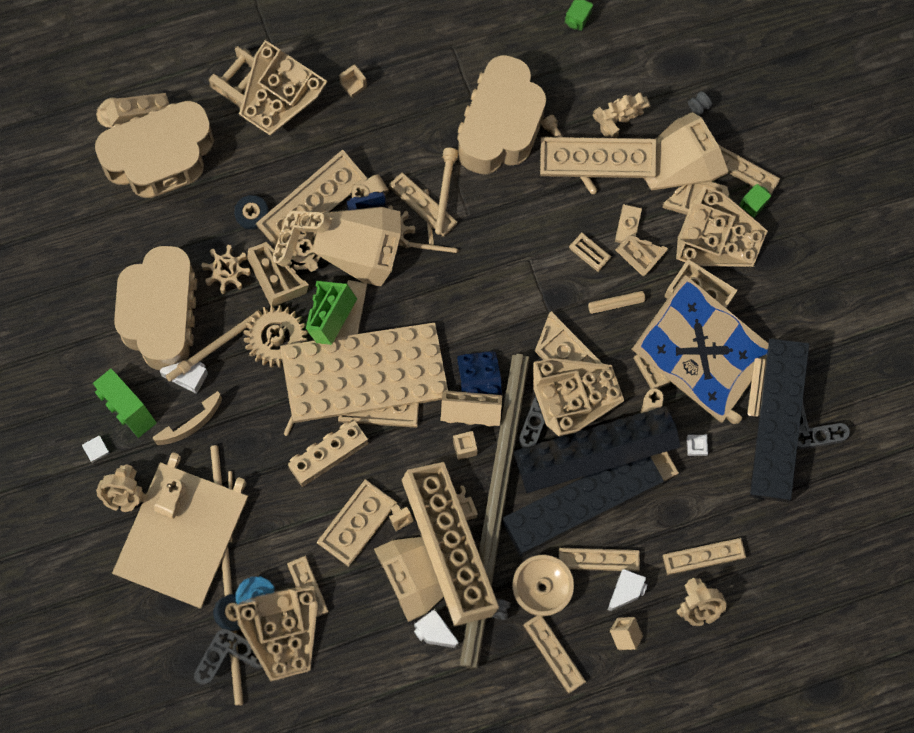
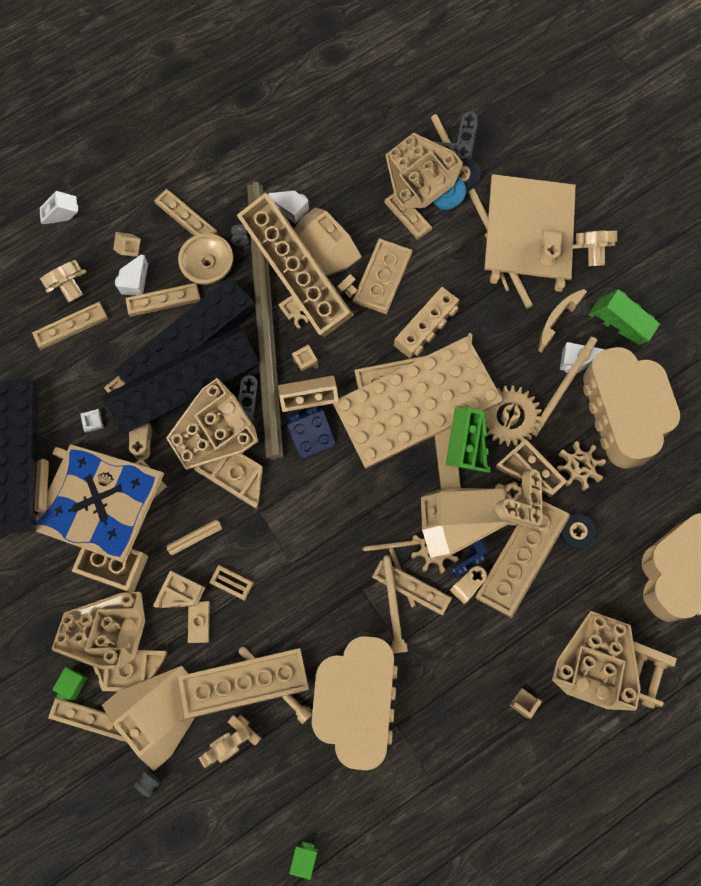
camera: 170 degrees right, 0 degrees up
(95, 449) = (631, 277): white tile -> none
(695, 698) = (58, 208): none -> white slope

